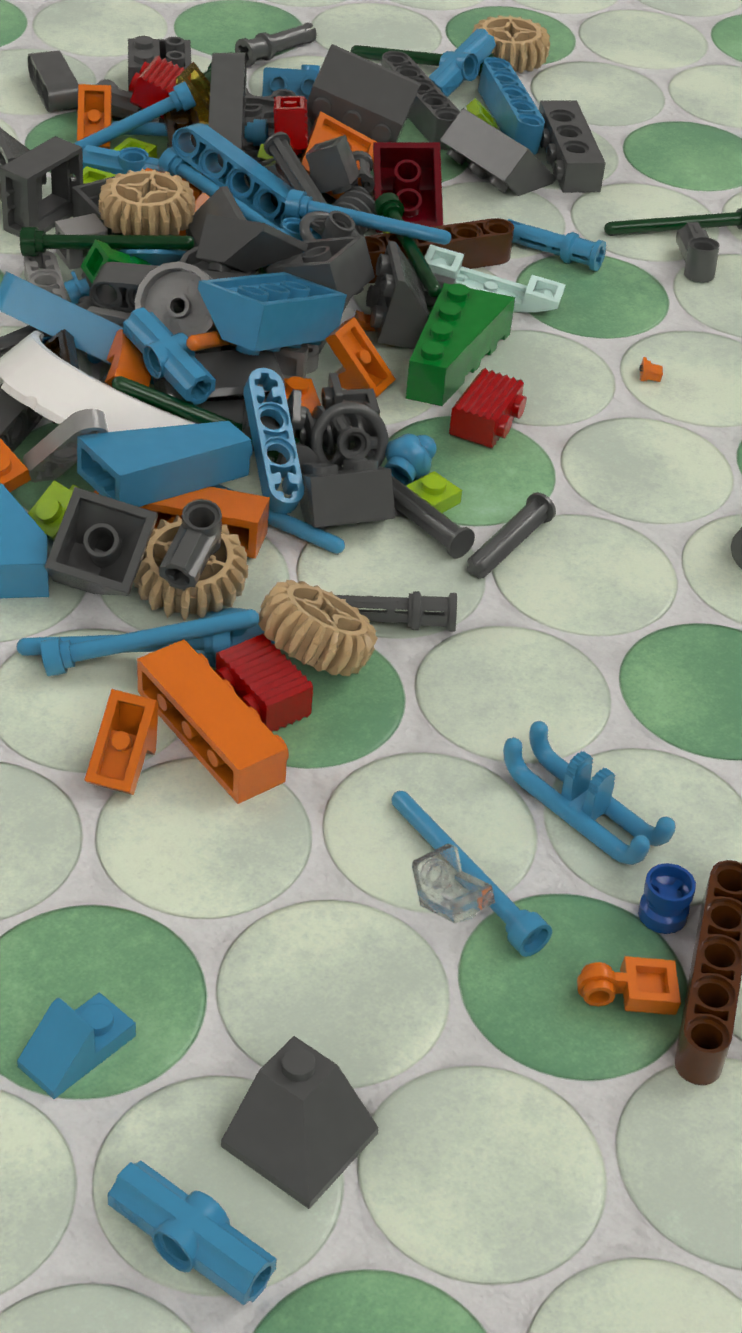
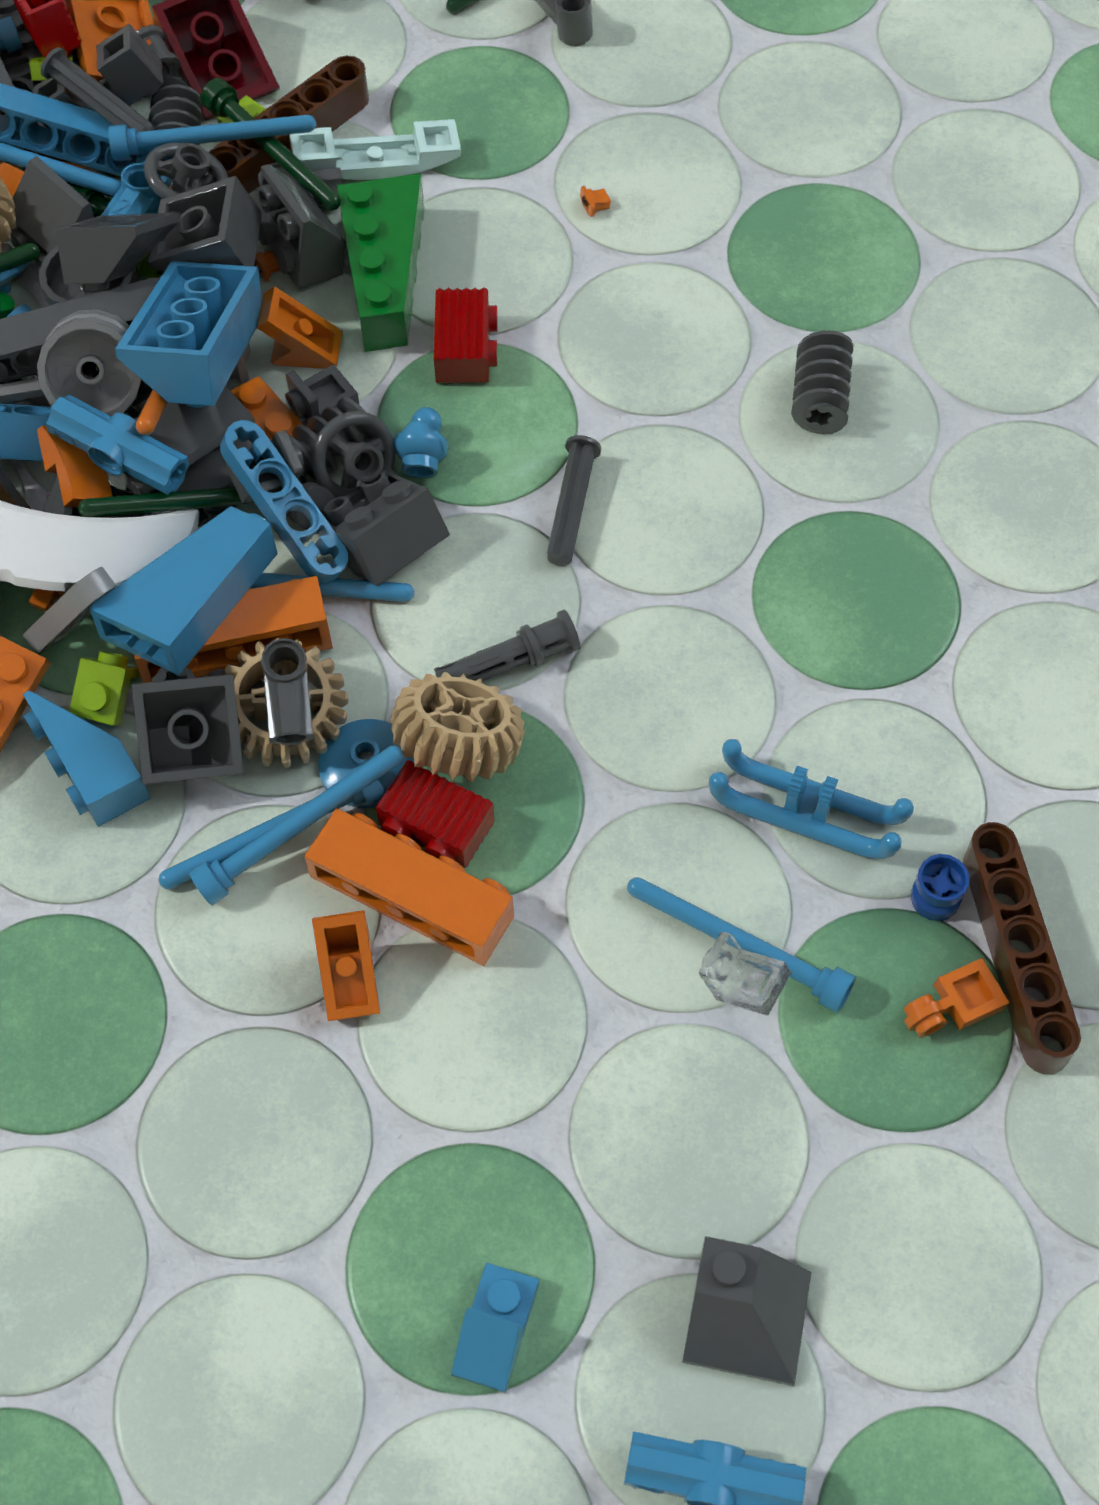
camera: 20 degrees left, 20 degrees up
(431, 520) = (483, 515): dark grey axle -> none
(437, 491) = (465, 477): lime plate -> none
(568, 246) = (427, 57): dark azure pin -> none

